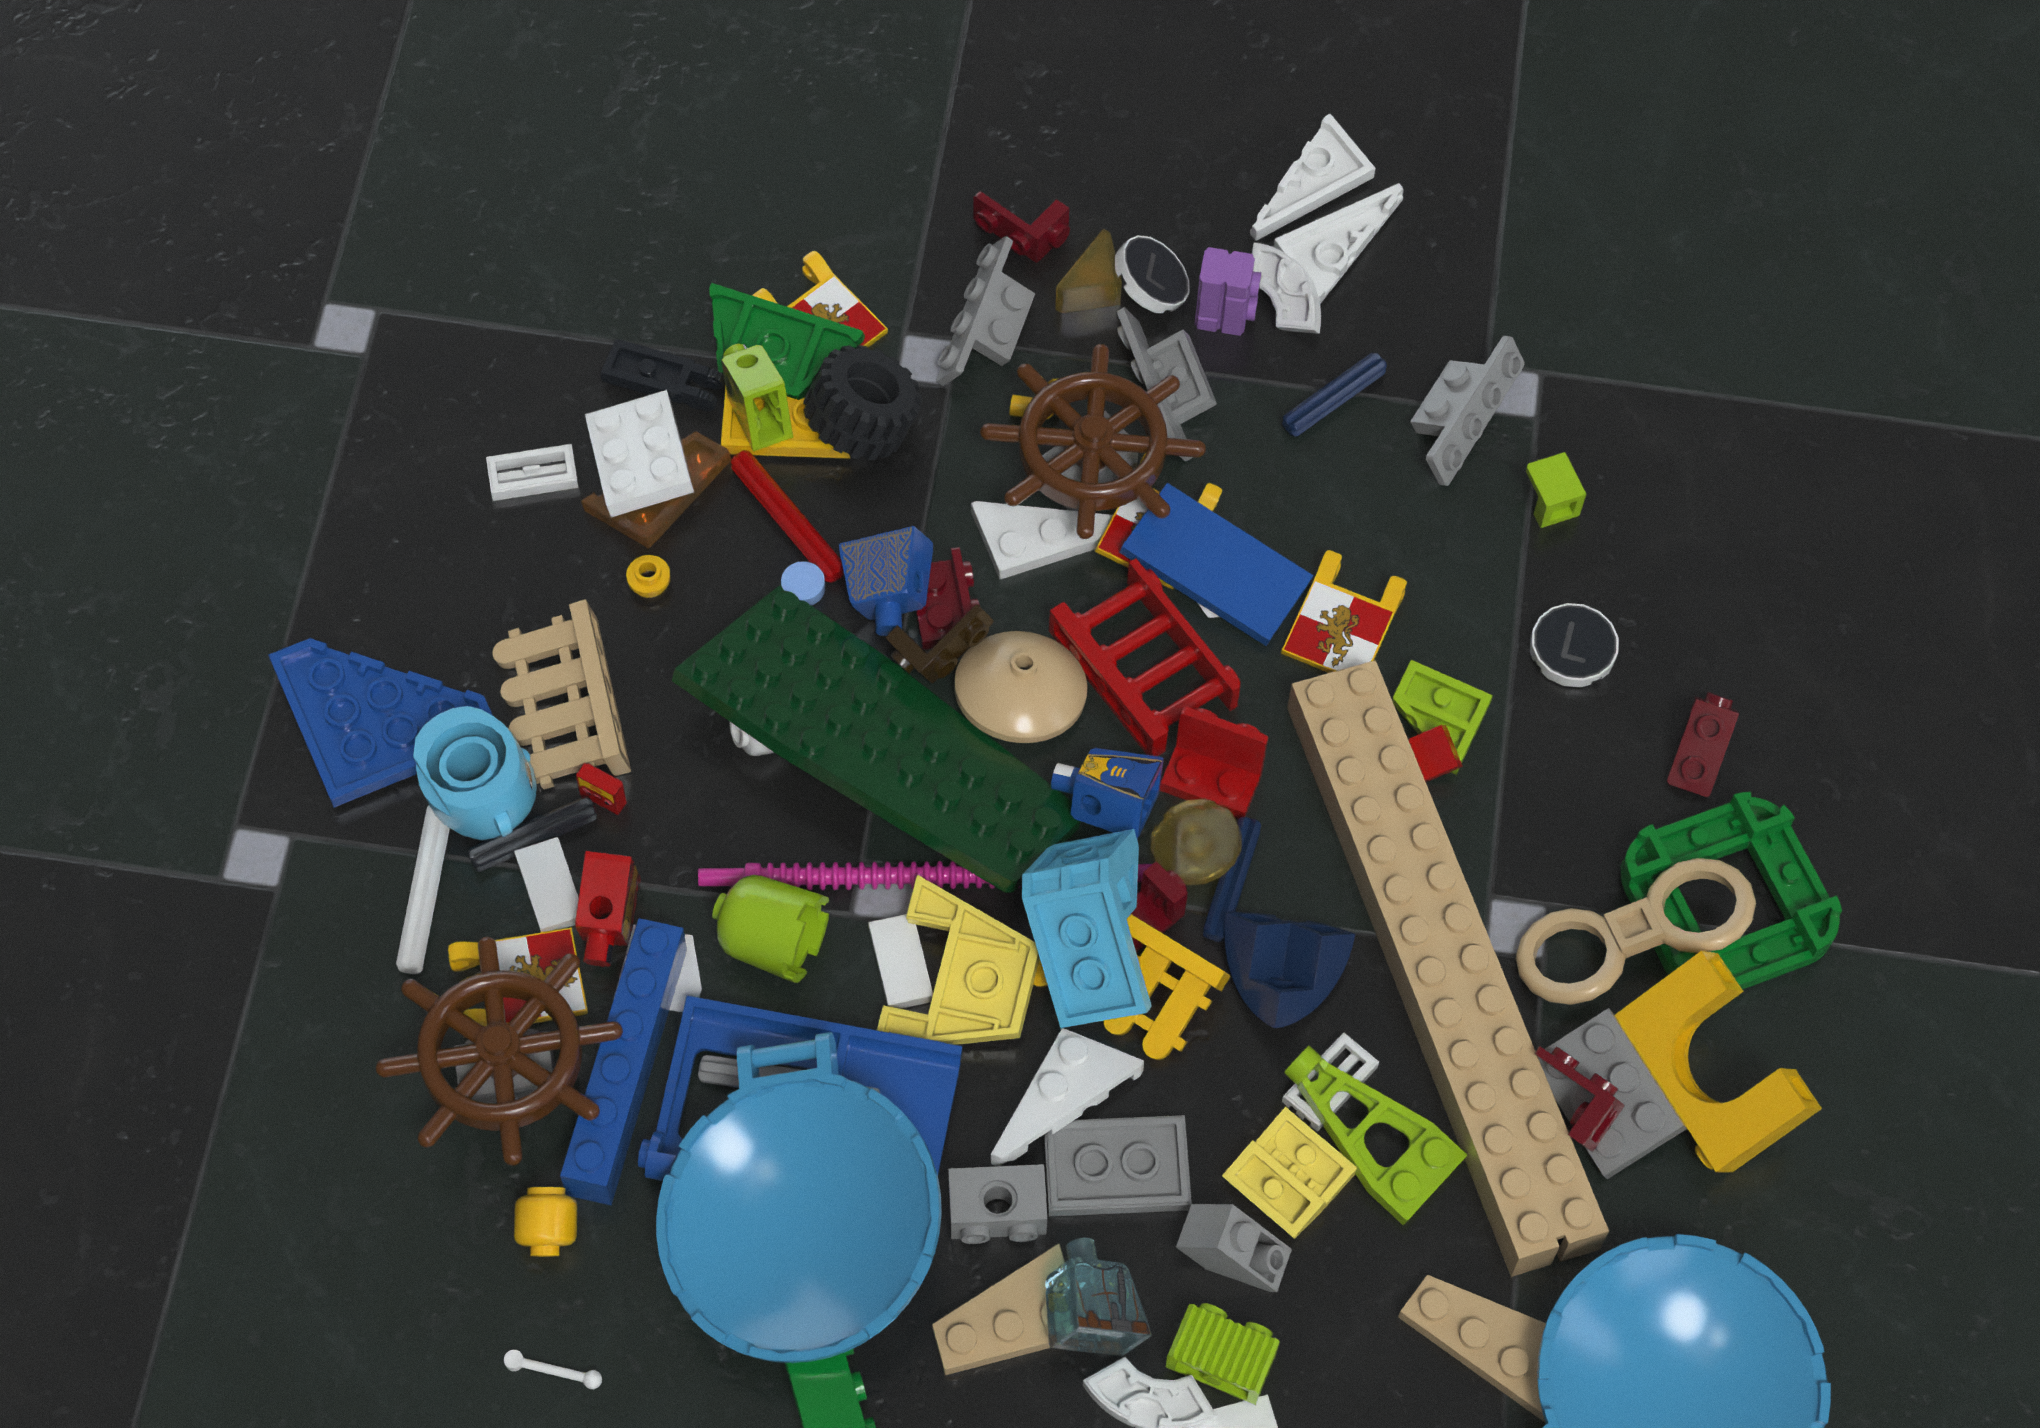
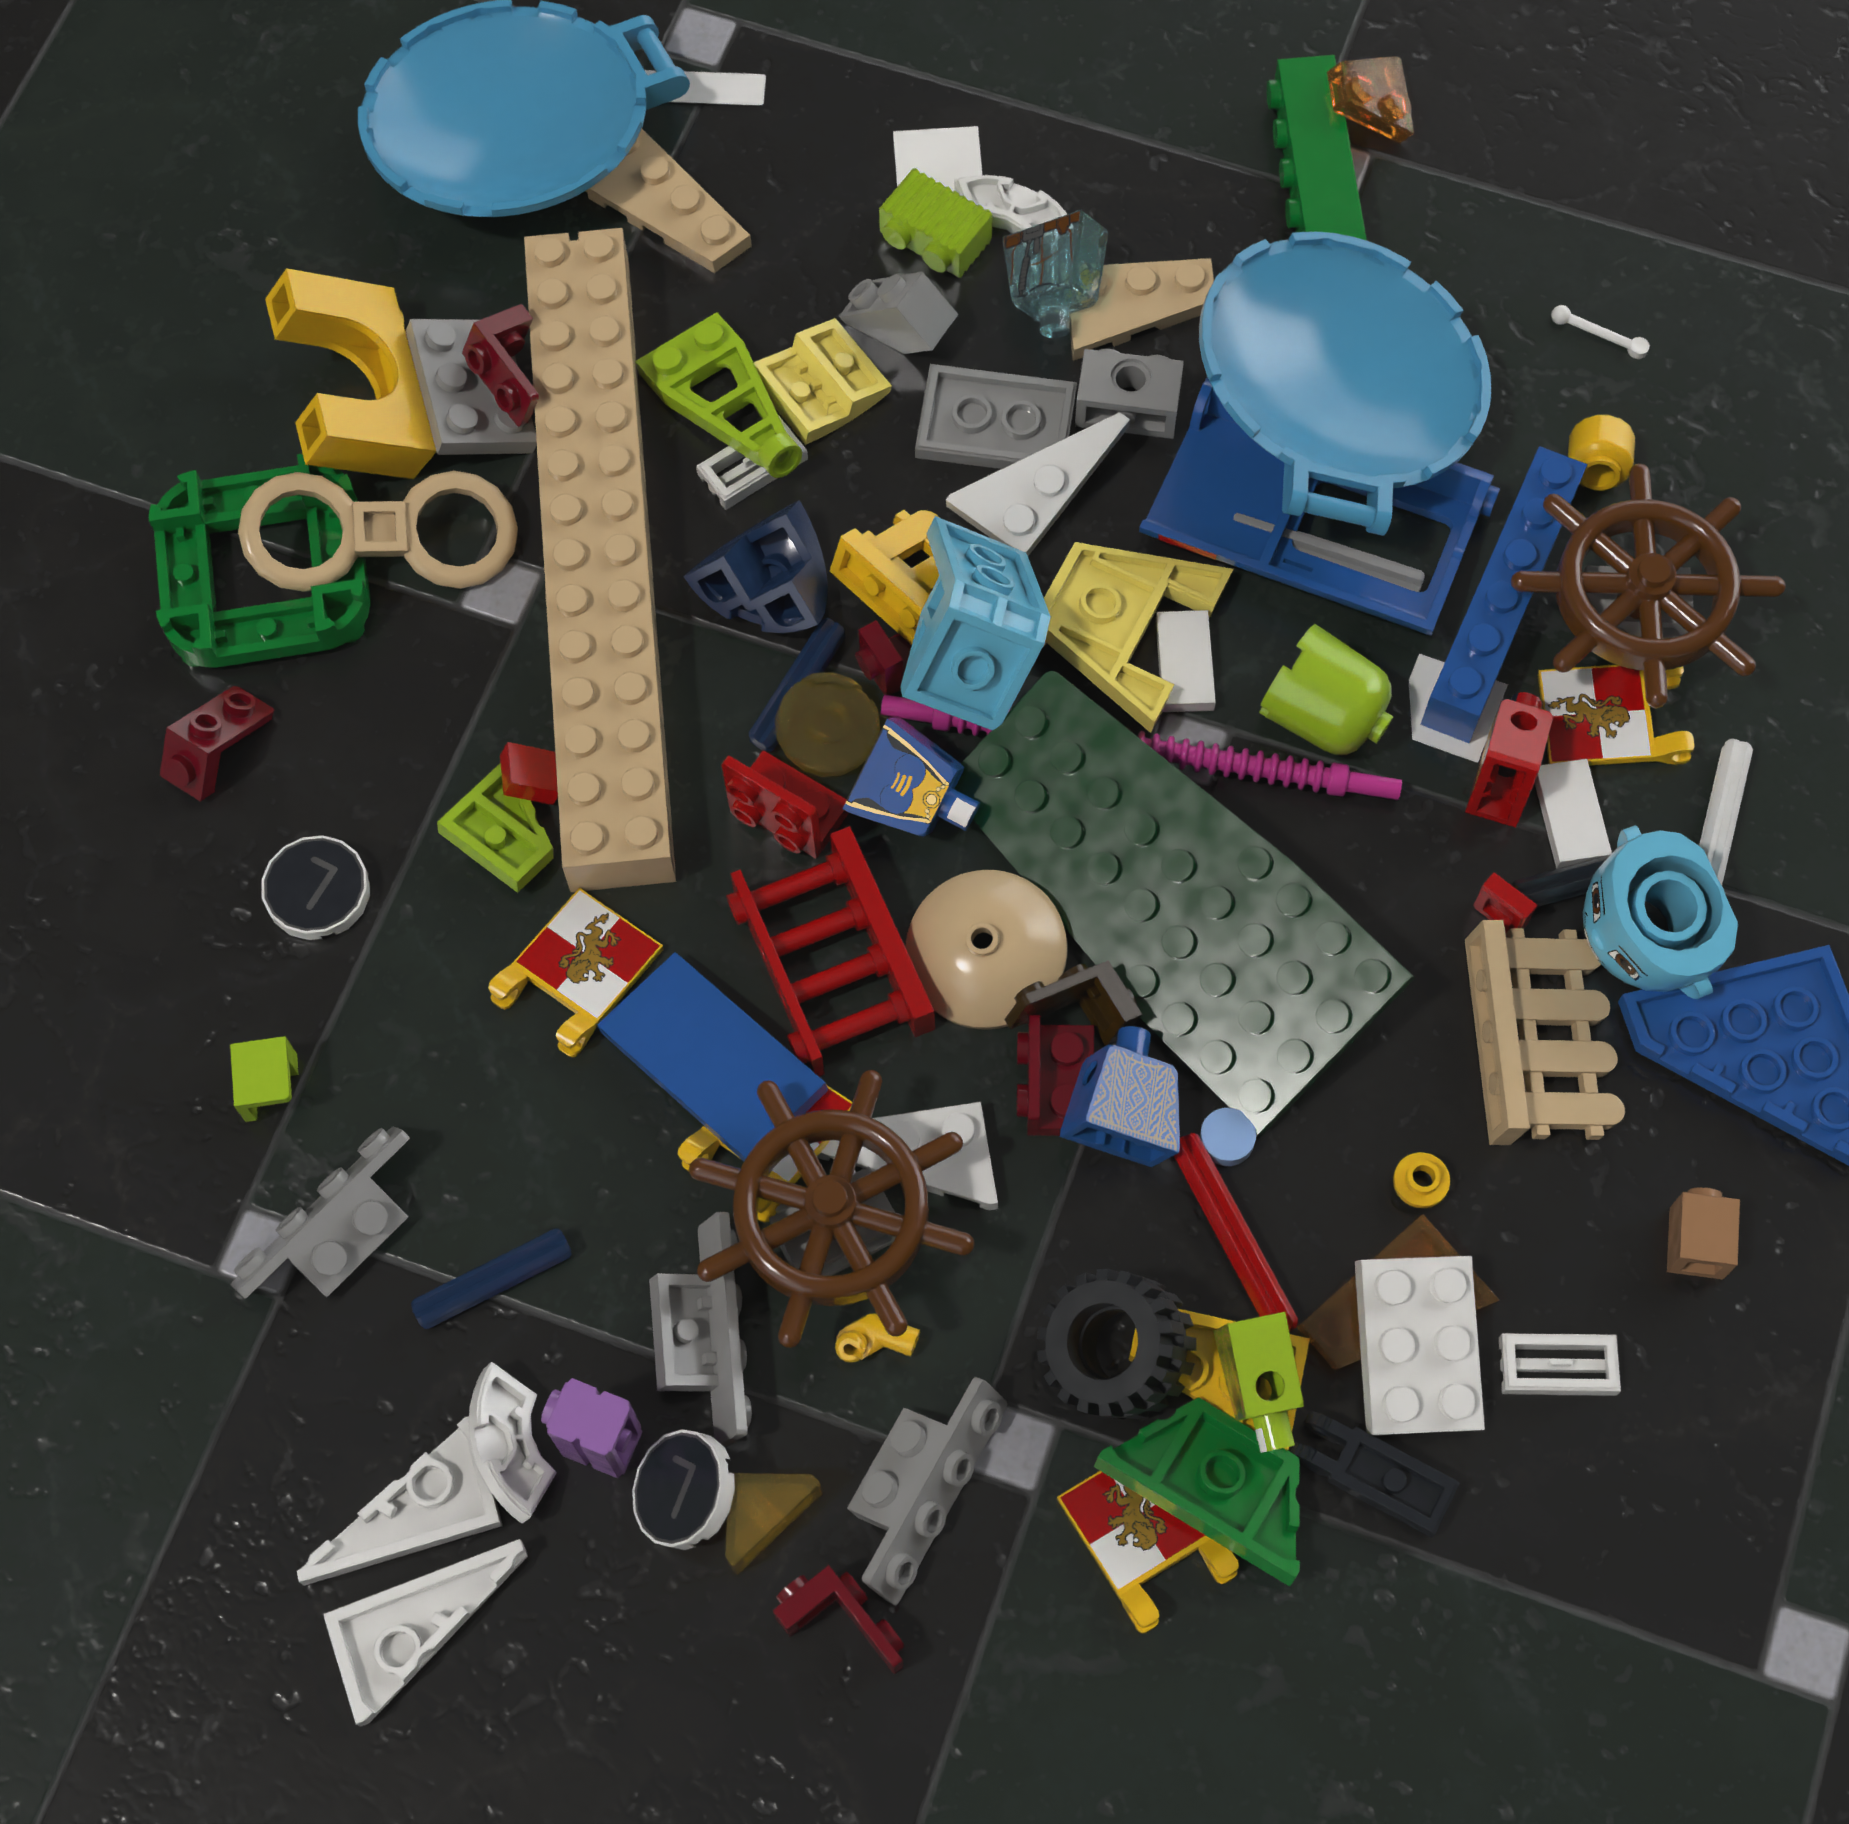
camera: 165 degrees left, 5 degrees up
(428, 567) = (1703, 1234): none -> medium nougat brick

